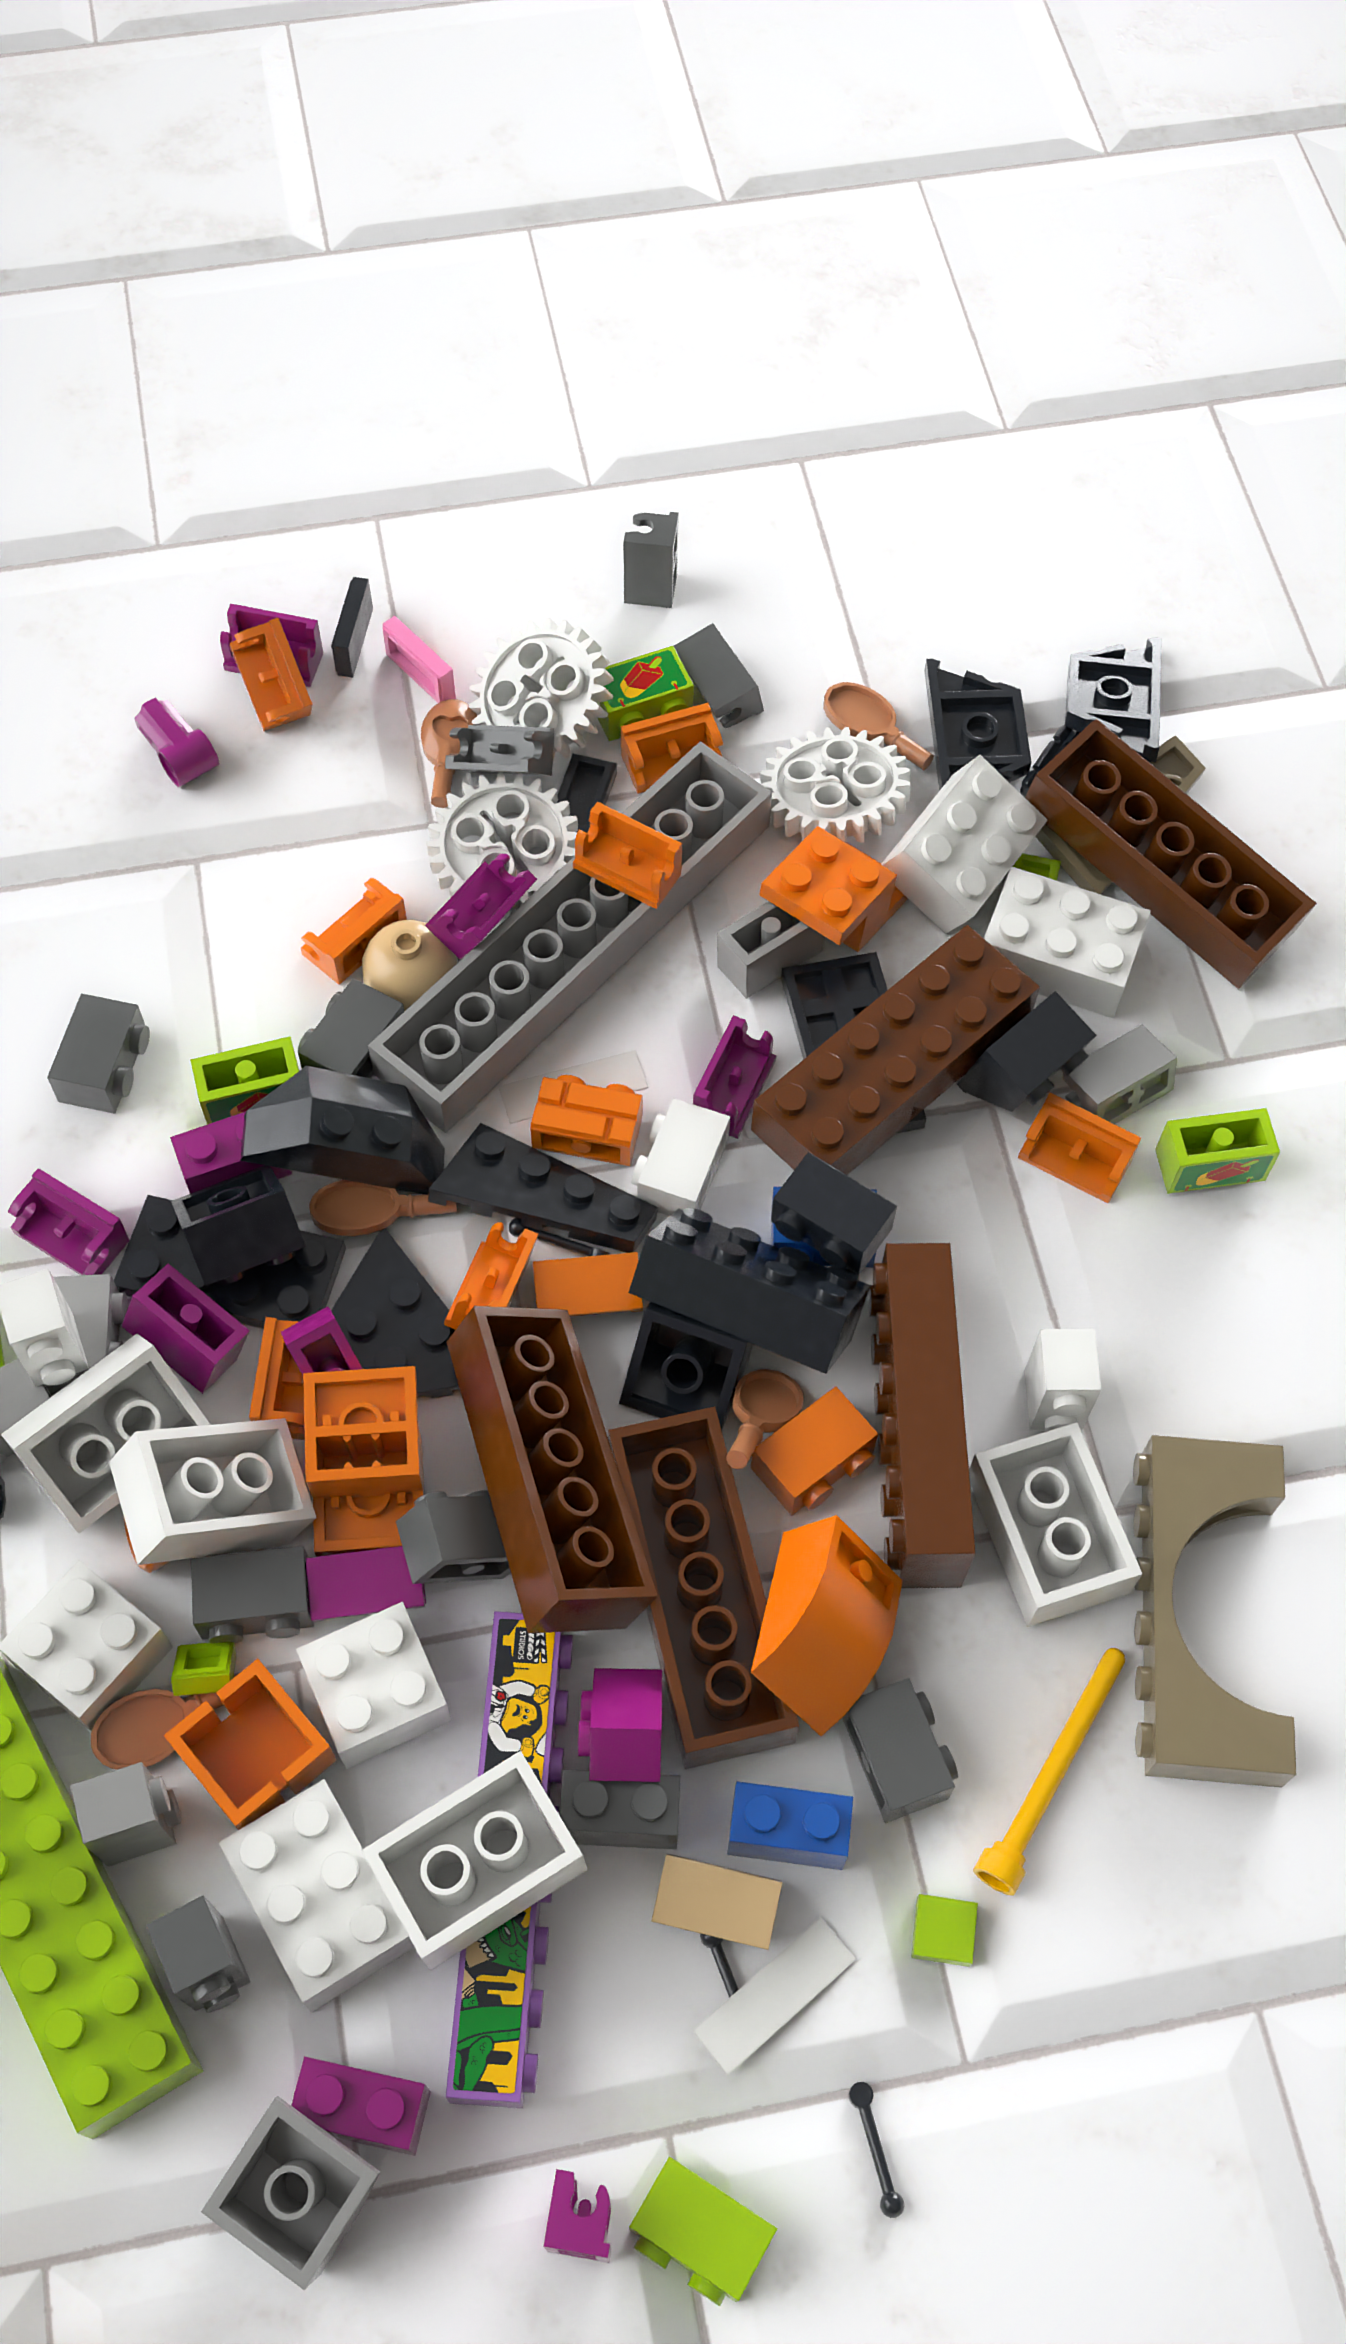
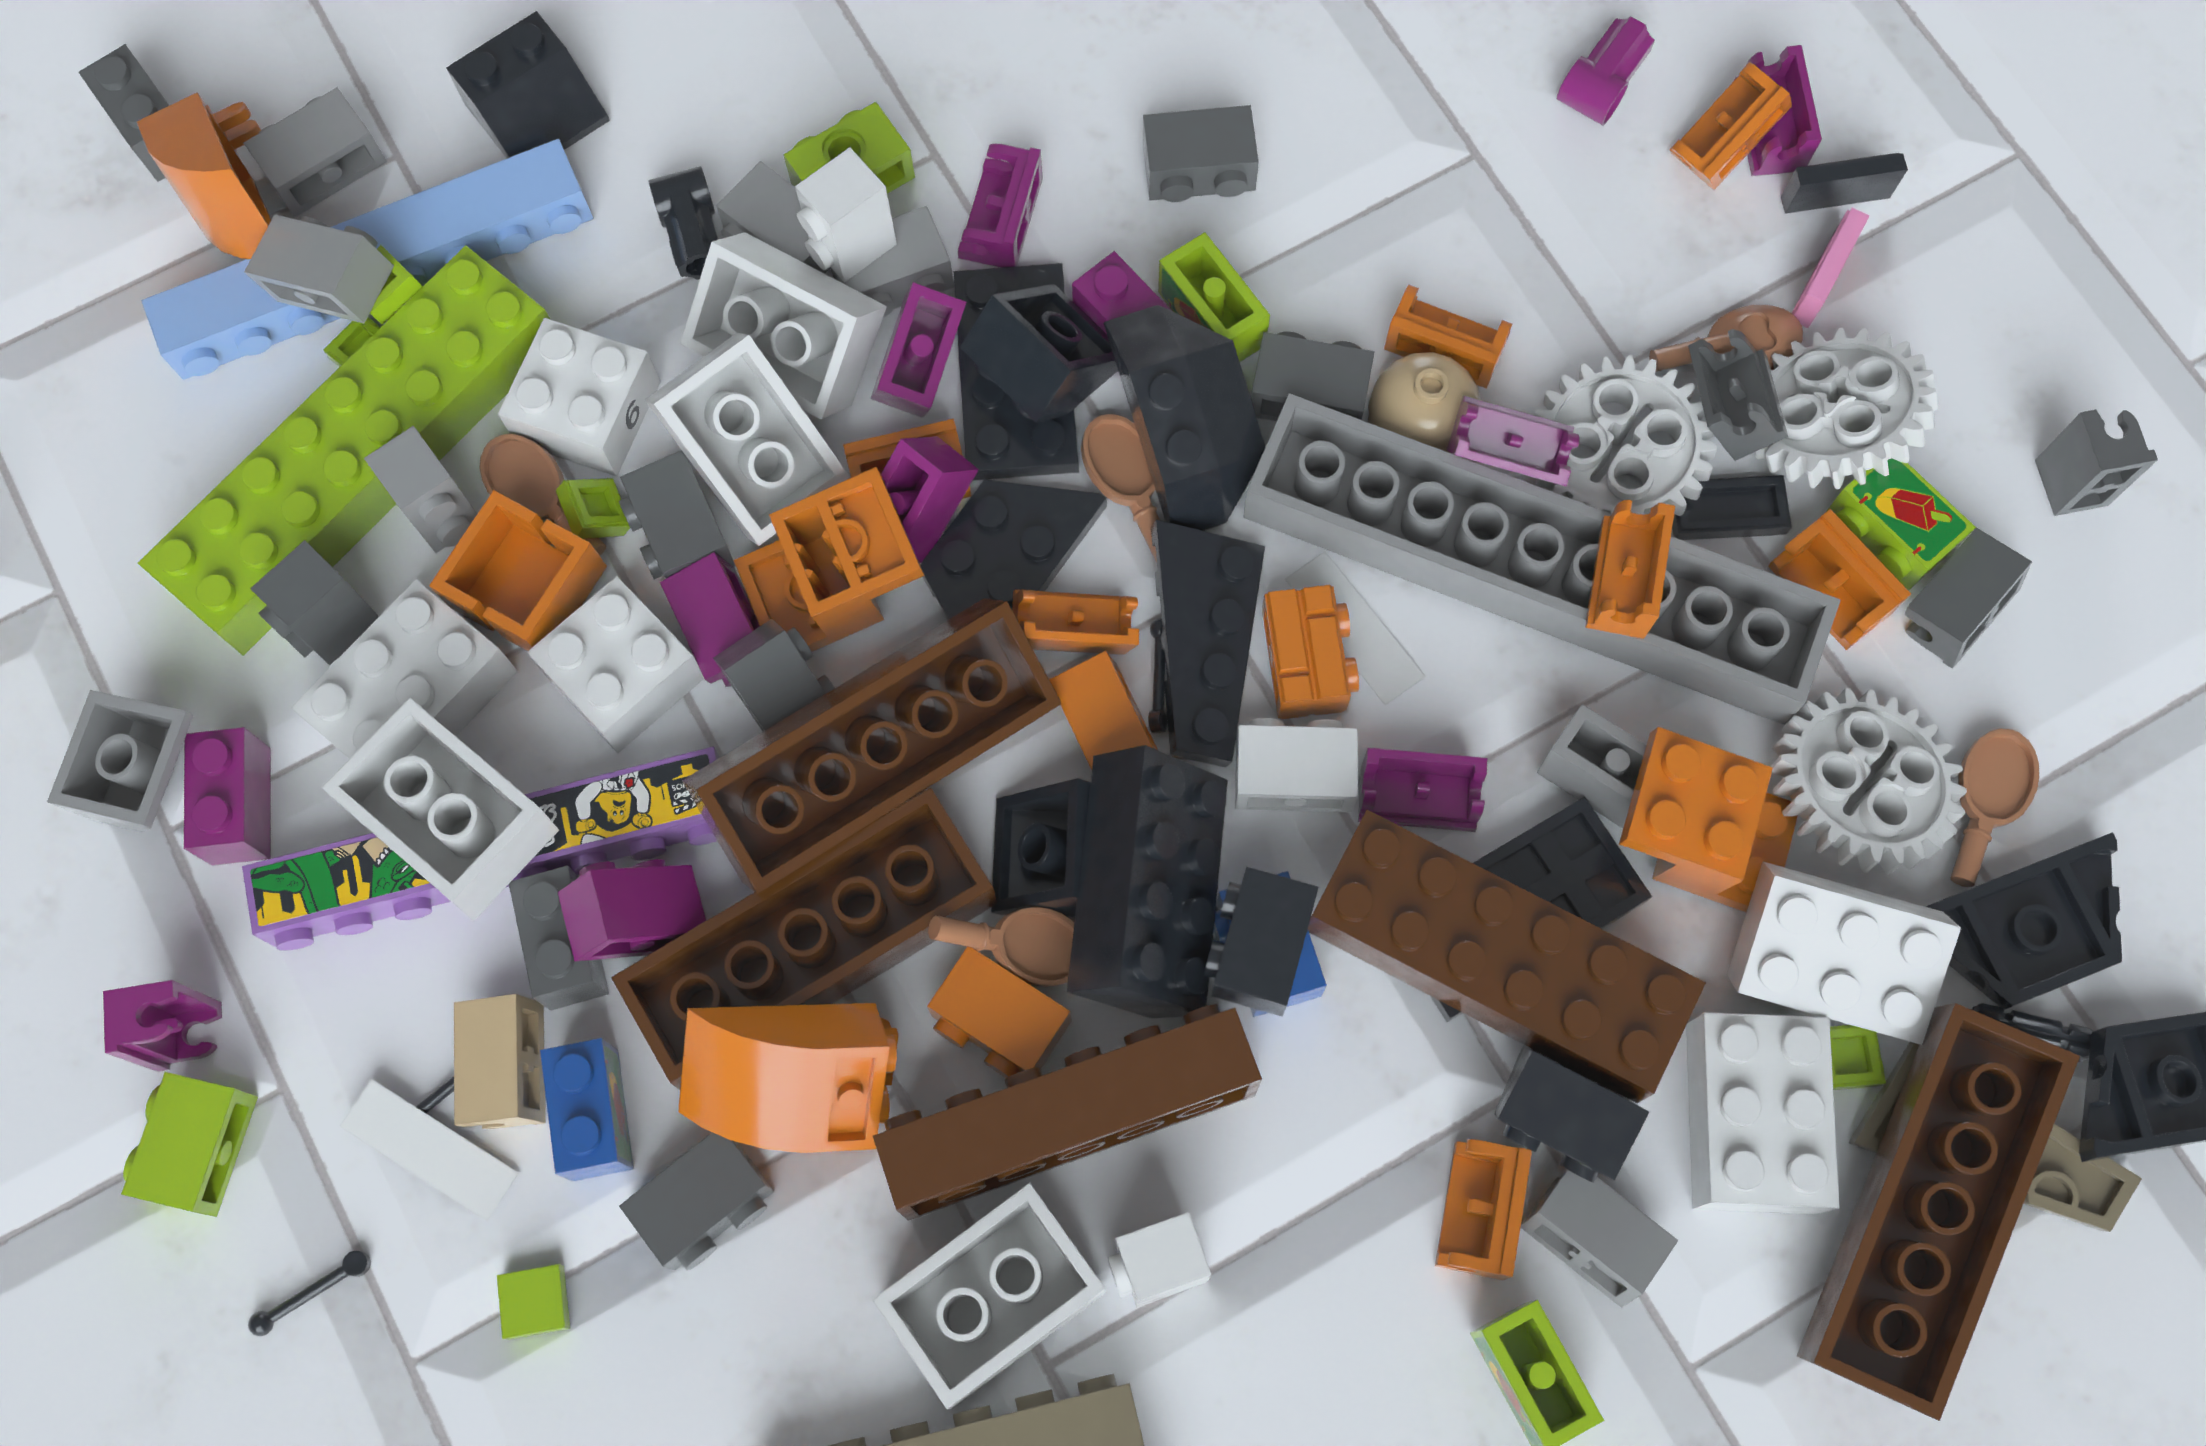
camera: 75 degrees right, 10 degrees up
(1003, 1863) = (614, 1344): yellow piece -> none

